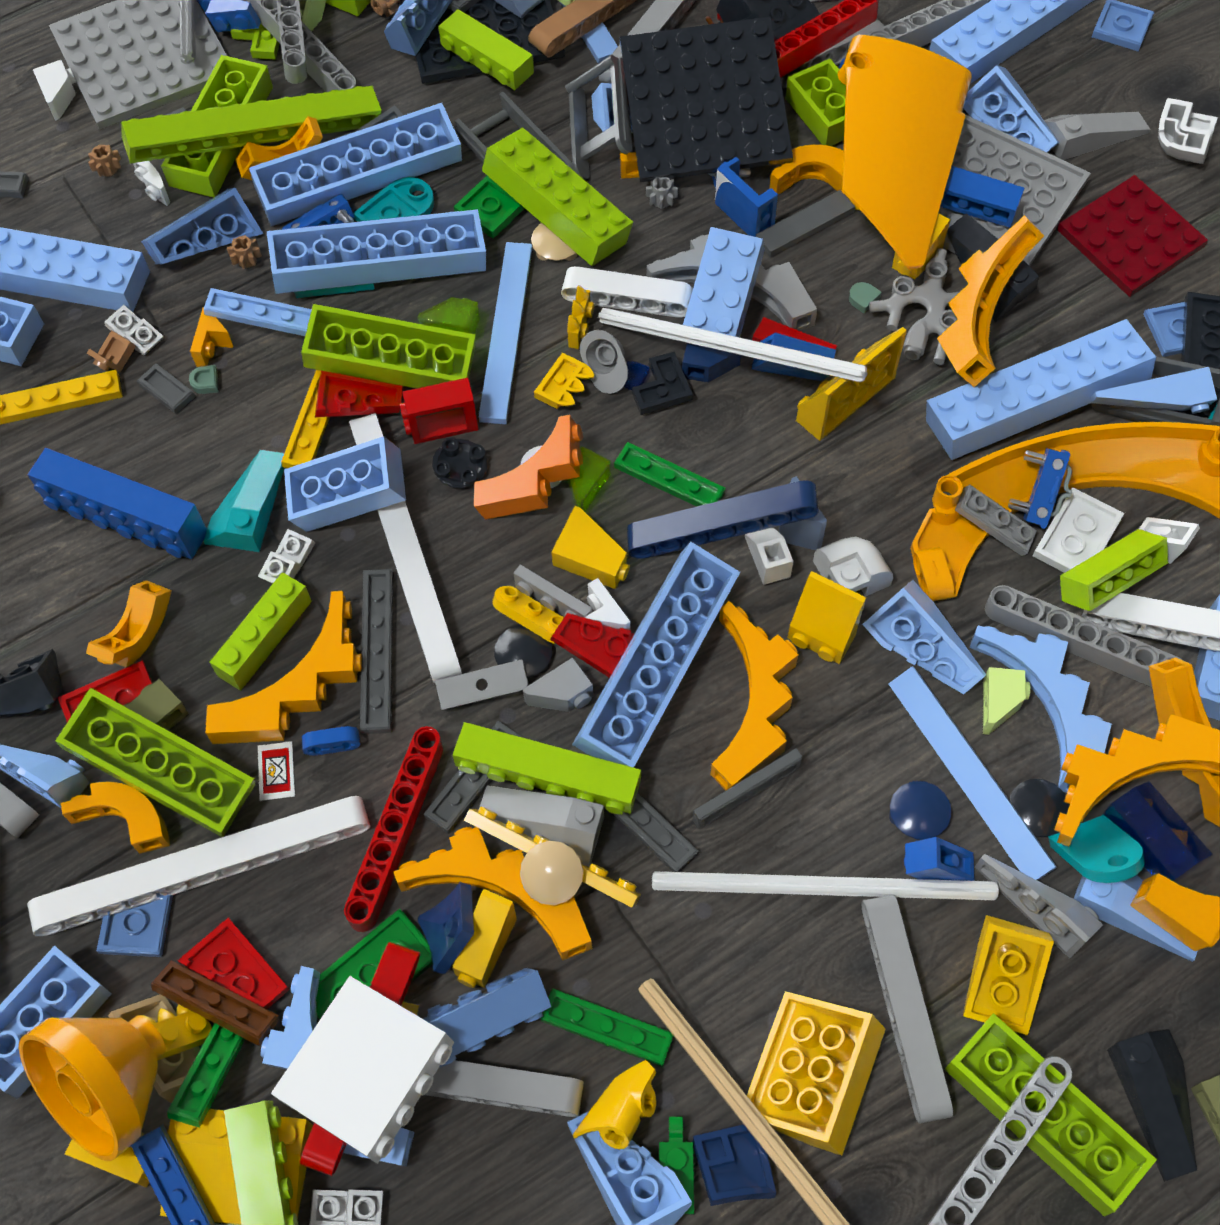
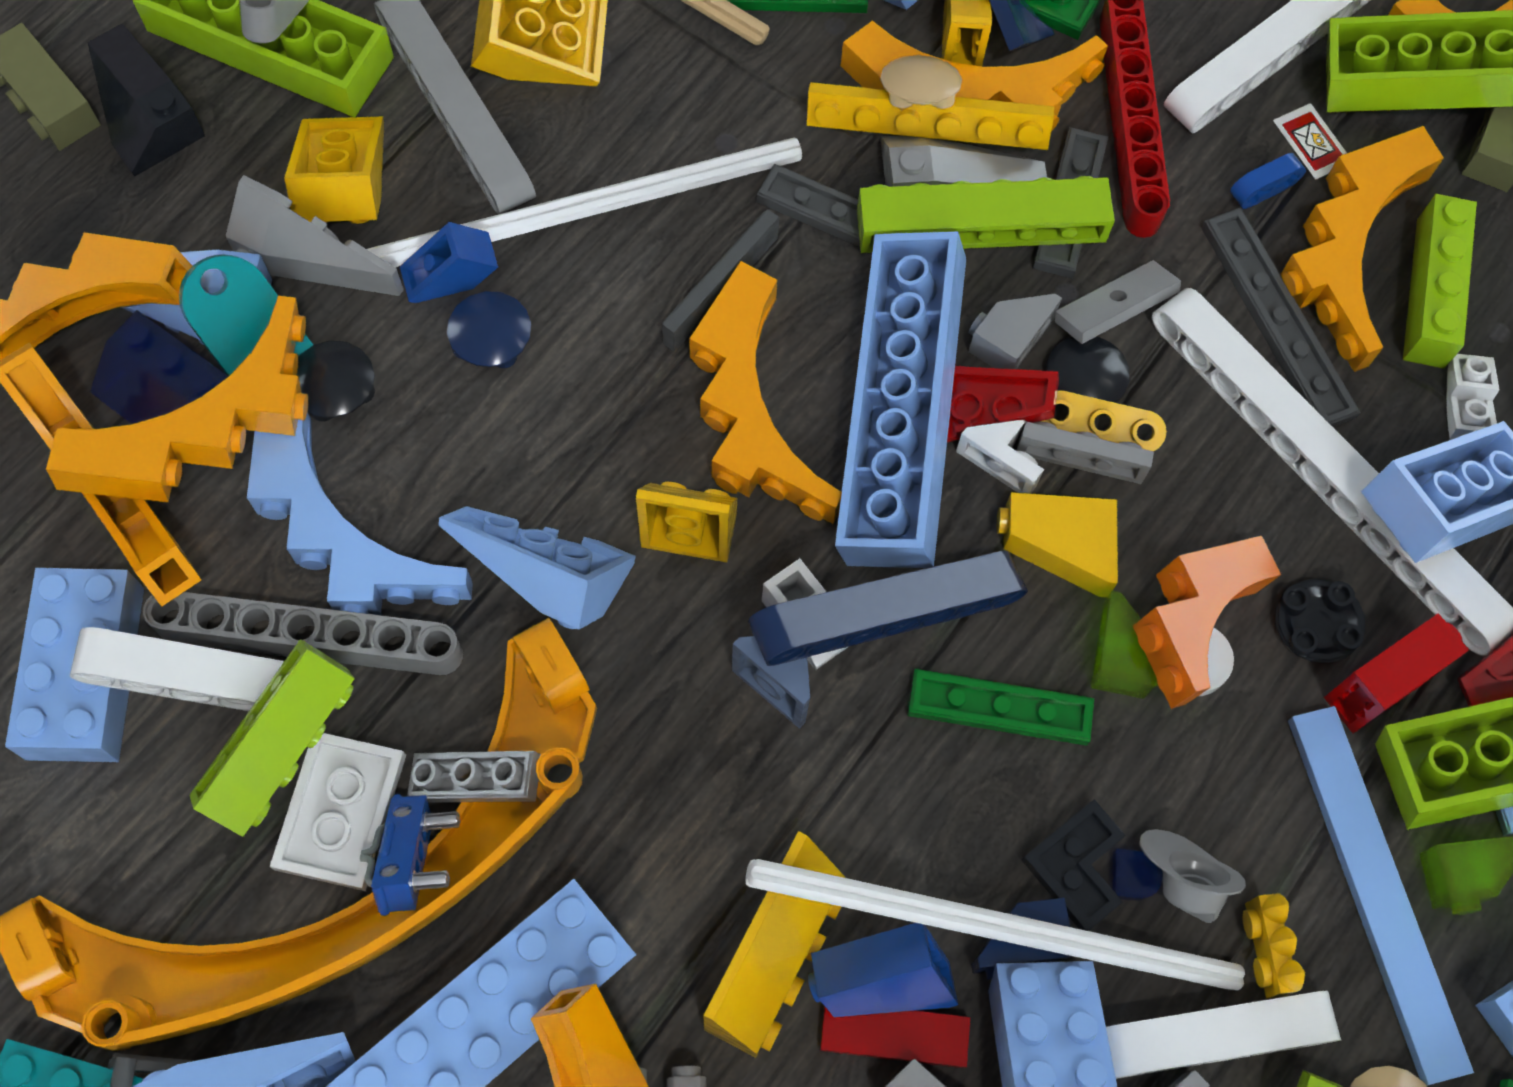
camera: 155 degrees right, 5 degrees up
(562, 380) = (1241, 814): yellow plate -> none
(854, 565) = (673, 631): white brick -> none
(972, 775) = (436, 394): light blue tile -> none
(1002, 696) = (407, 506): yellowish green slope -> none
(1177, 533) = (195, 842): white slope -> none

